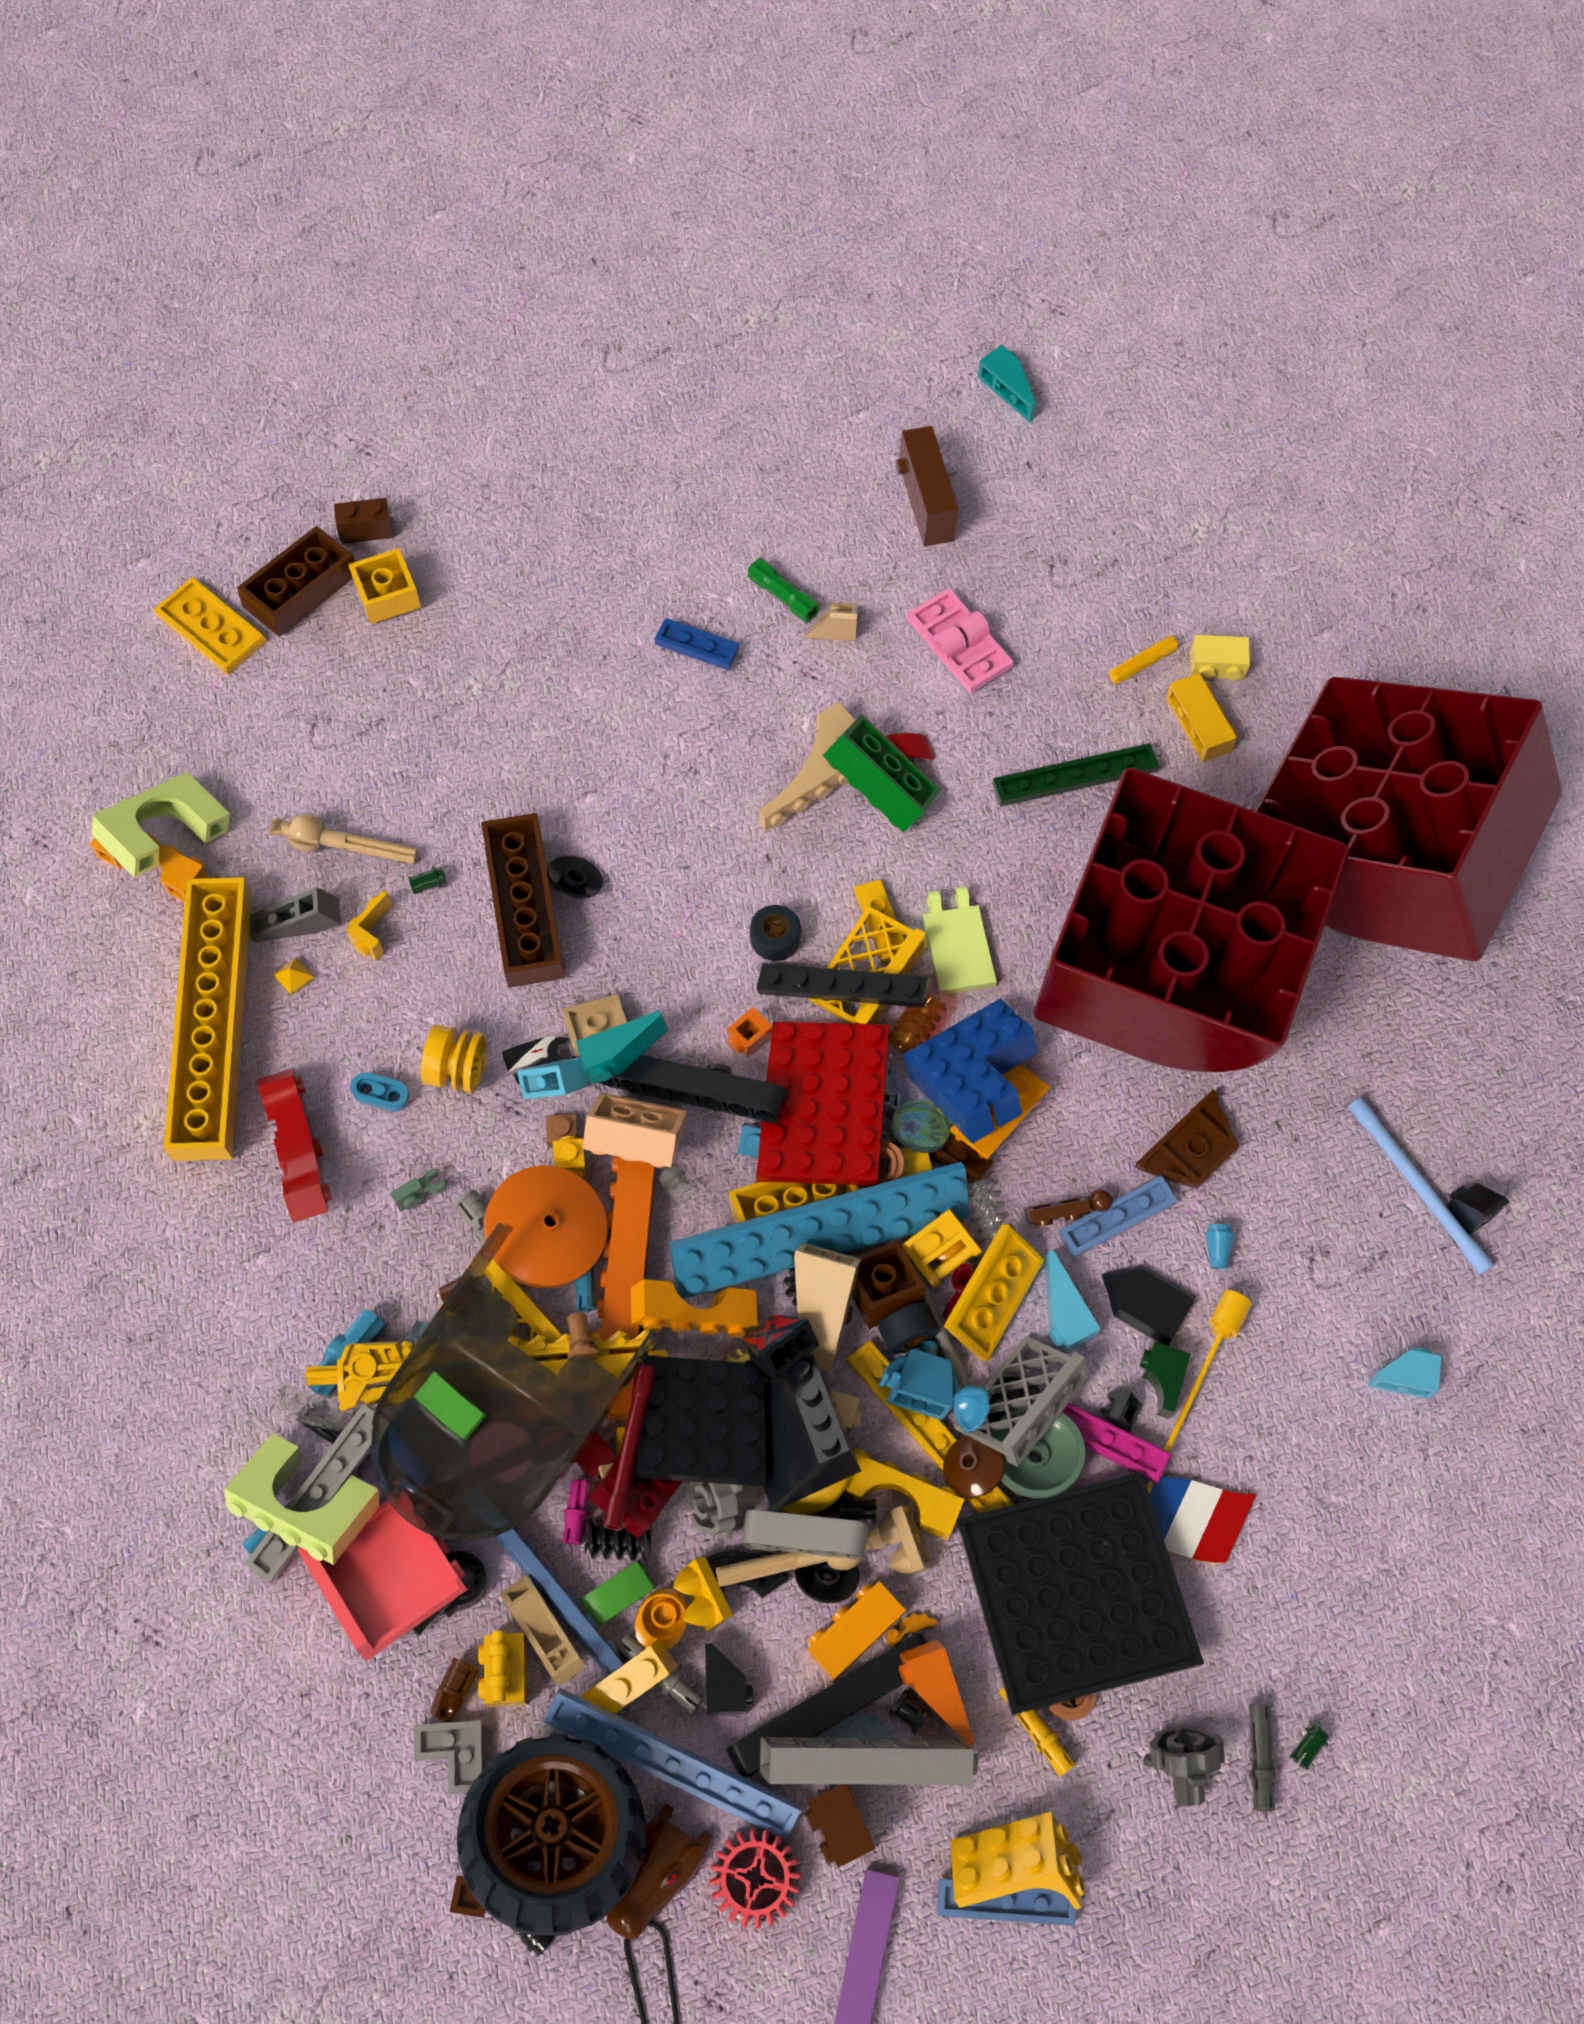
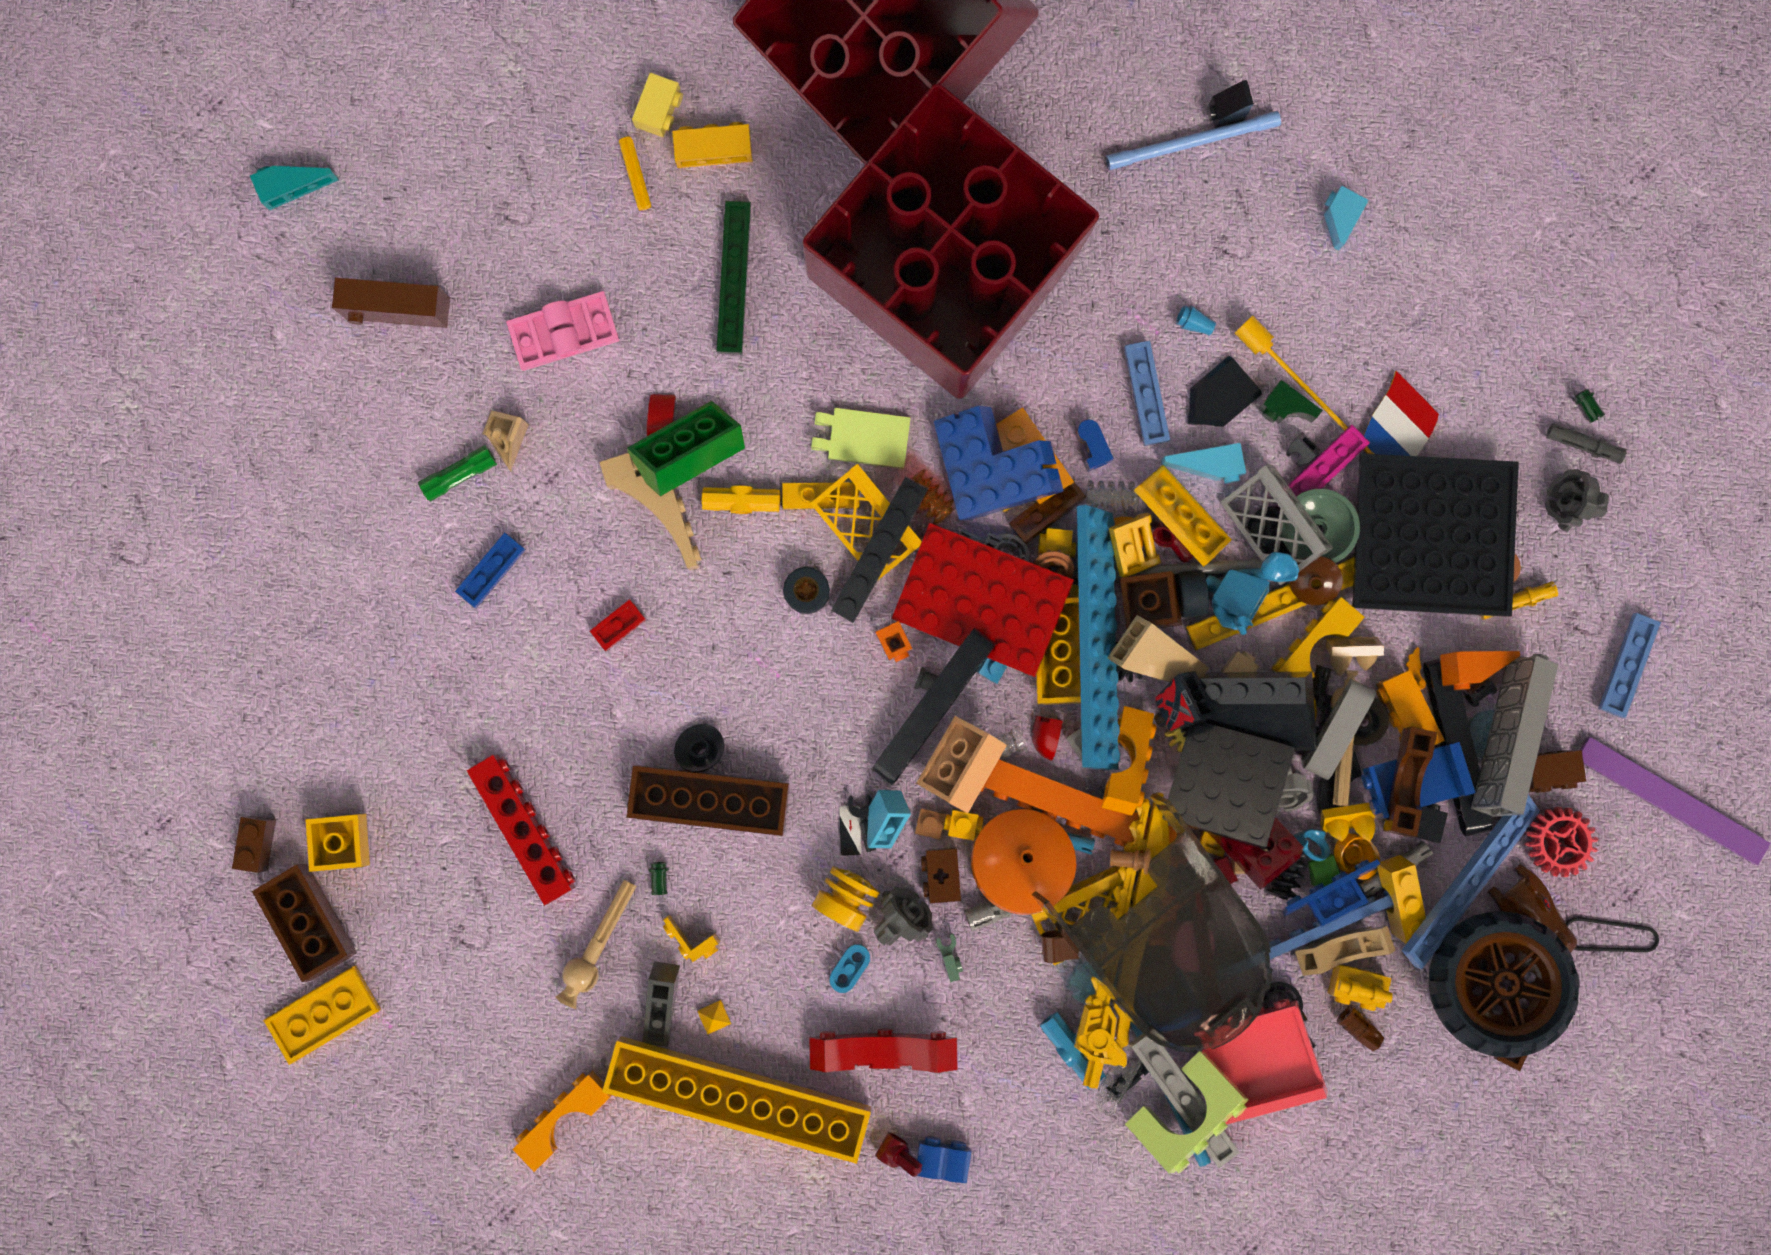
camera: 70 degrees left, 20 degrees up
(178, 798) = (508, 1082): yellowish green arch -> none
(184, 1195) = (895, 1153): none -> dark red axle
(187, 1248) = (943, 1160): none -> blue brick
(445, 1124) = (903, 917): none -> dark grey piece
(446, 727) = (482, 777): none -> red brick
(450, 1405) = (1158, 979): bright green slope -> none
(459, 1744) = (1401, 1034): light grey plate -> none
(491, 1156) = (950, 887): none -> reddish brown brick
(576, 1512) = (1257, 900): dark pink axle -> none
(592, 1018) = (847, 768): tan plate -> none
(604, 1599) = (1335, 899): none -> blue bracket
(618, 1047) = (885, 763): teal slope -> none
(618, 1499) = (1282, 866): dark red piece -> none
(672, 1564) = (1317, 836): none -> dark azure piece
(679, 769) = (617, 625): none -> red plate
(695, 1222) = (1046, 736): none -> red brick
(753, 1641) = (1404, 801): none -> reddish brown arch
(772, 1655) = (1443, 779): none -> blue panel
(848, 844) = (741, 499): none -> yellow piece
(920, 1126) = (1026, 527): clear light blue tile -> none
(1015, 1859) = (1612, 650): yellow bracket -> none
(1038, 1178) = (1095, 445): none -> blue leg
(1070, 1209) = (1128, 431): reddish brown plate -> none
(1193, 1146) = (1106, 309): reddish brown wing -> none

